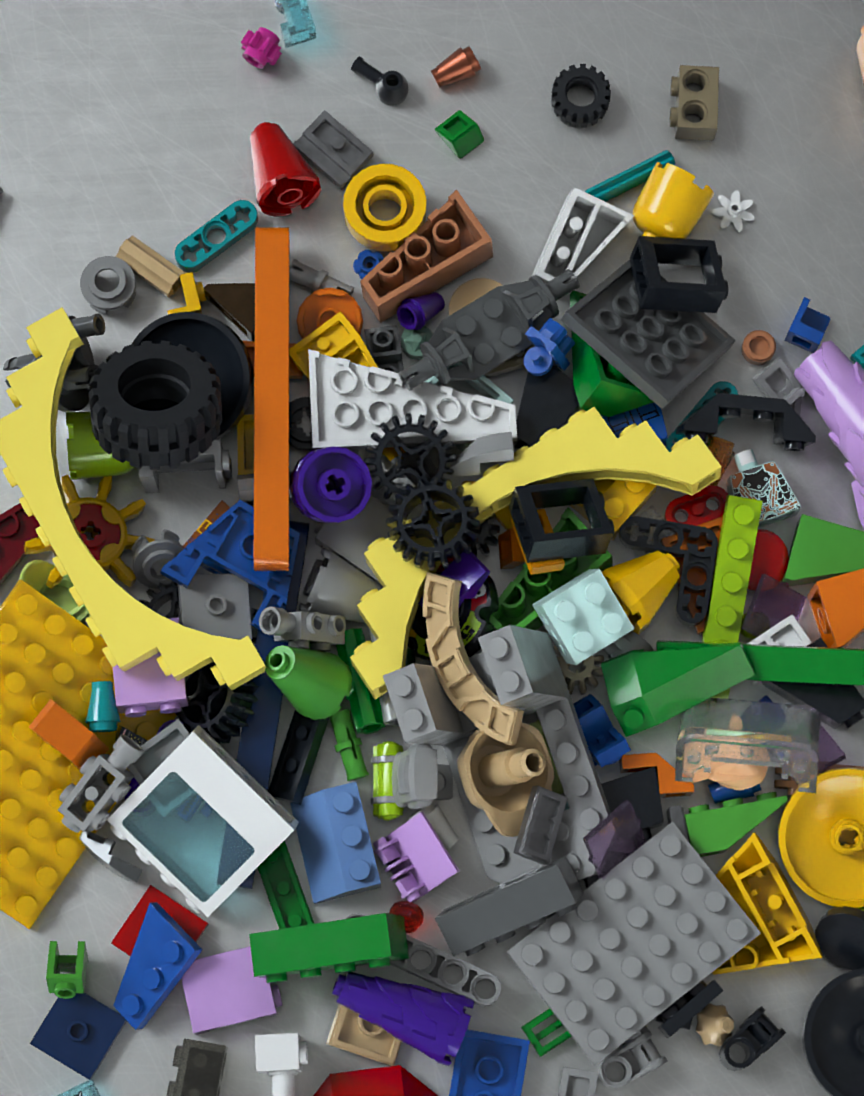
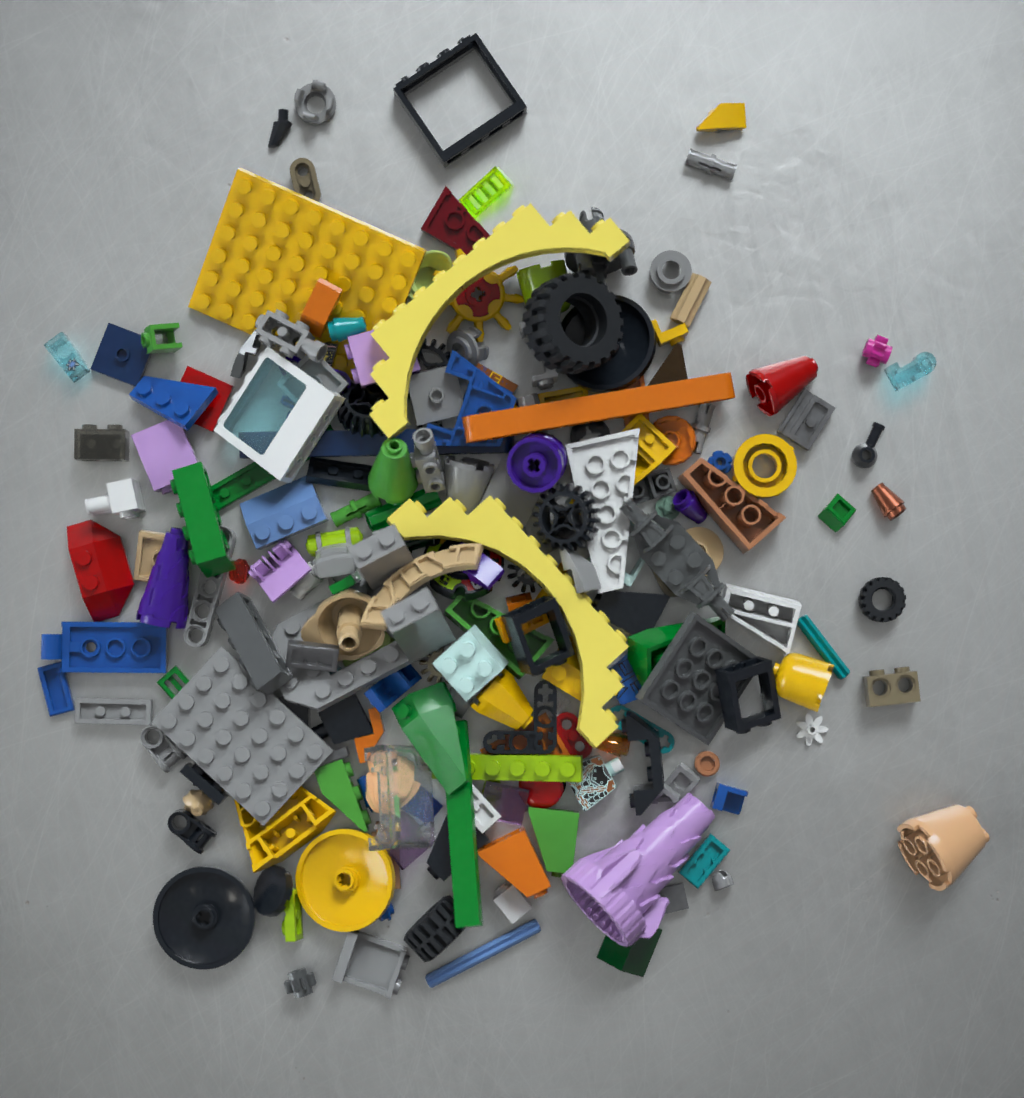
camera: 80 degrees right, 10 degrees up
(240, 227) = (723, 334): teal beam -> none
(421, 528) = (497, 551): black gear -> none
(448, 769) = (345, 583): none -> green tile
(550, 345) = (672, 606): blue hips -> none
(614, 839) = (311, 710): clear purple piece -> none

